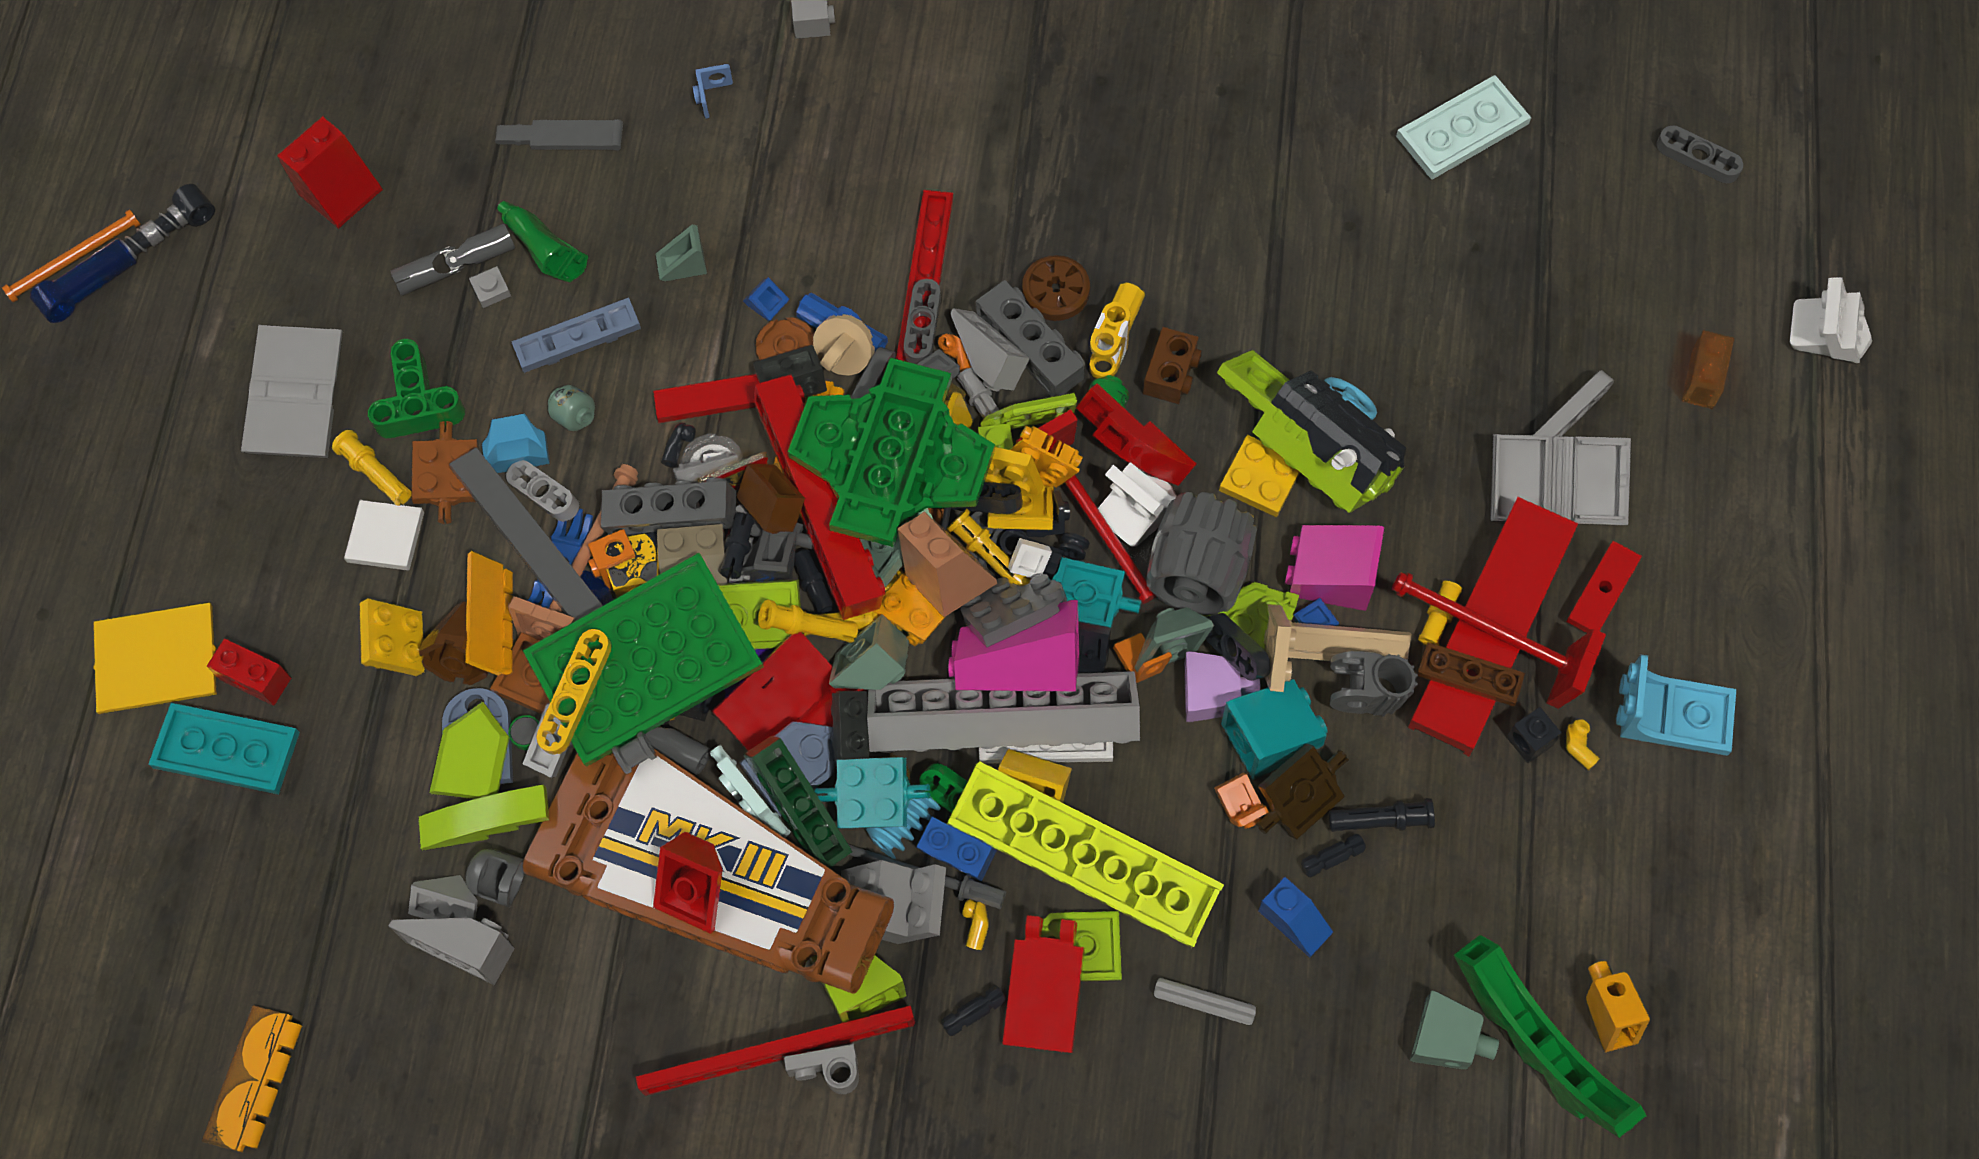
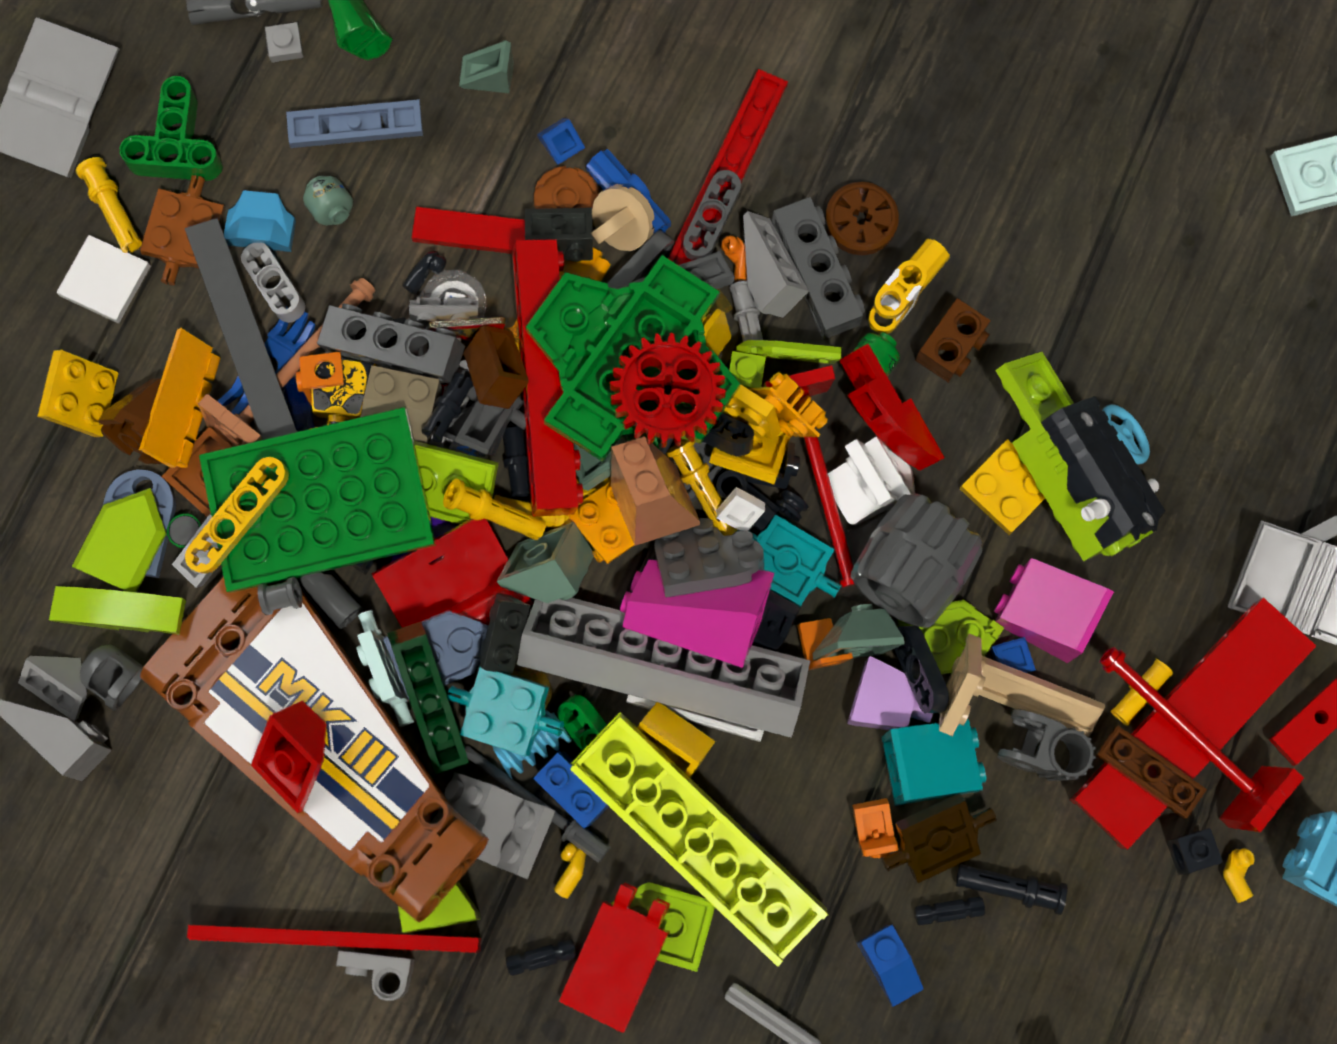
camera: 10 degrees right, 10 degrees up
(926, 440) = (670, 359): none -> red gear

